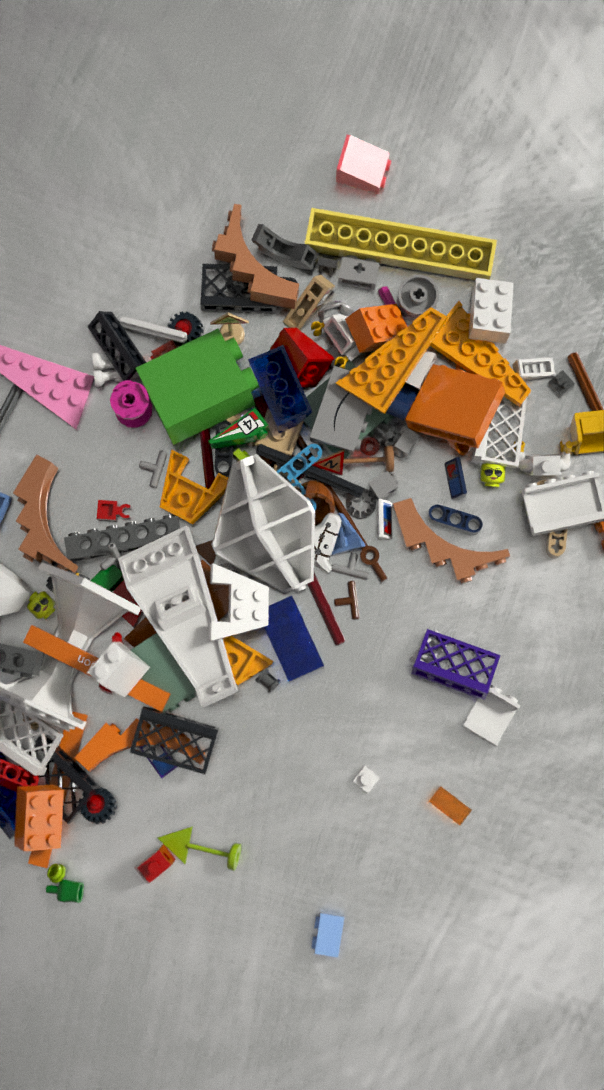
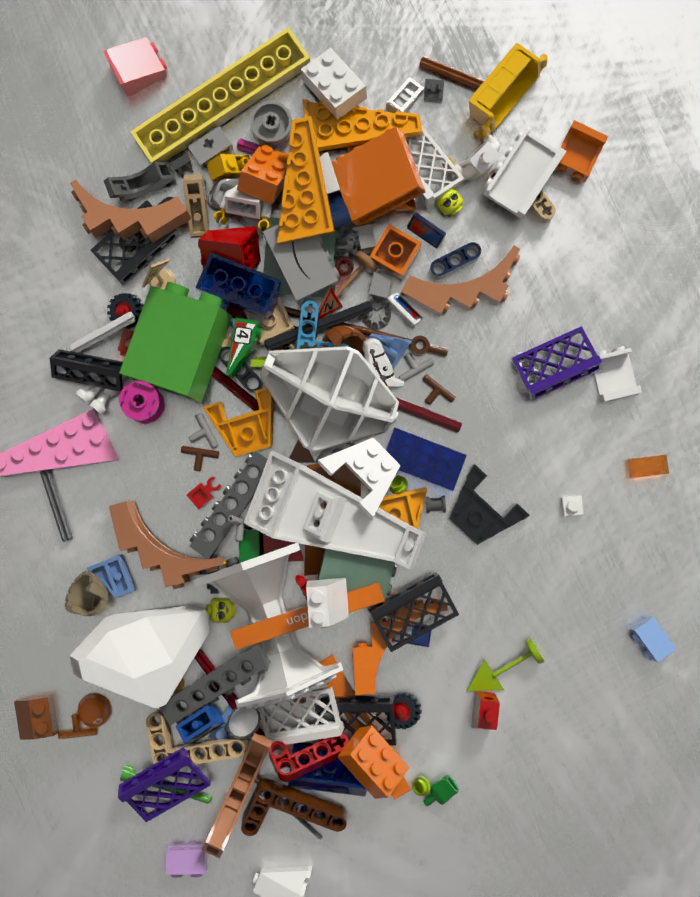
camera: 45 degrees left, 5 degrees up
(137, 480) = (200, 453): none -> reddish brown piece
(255, 639) = (398, 484): none -> lime plate
(288, 718) = (476, 516): none -> black wing
(356, 296) = (226, 166): none -> yellow slope
(417, 471) = (395, 251): none -> orange brick

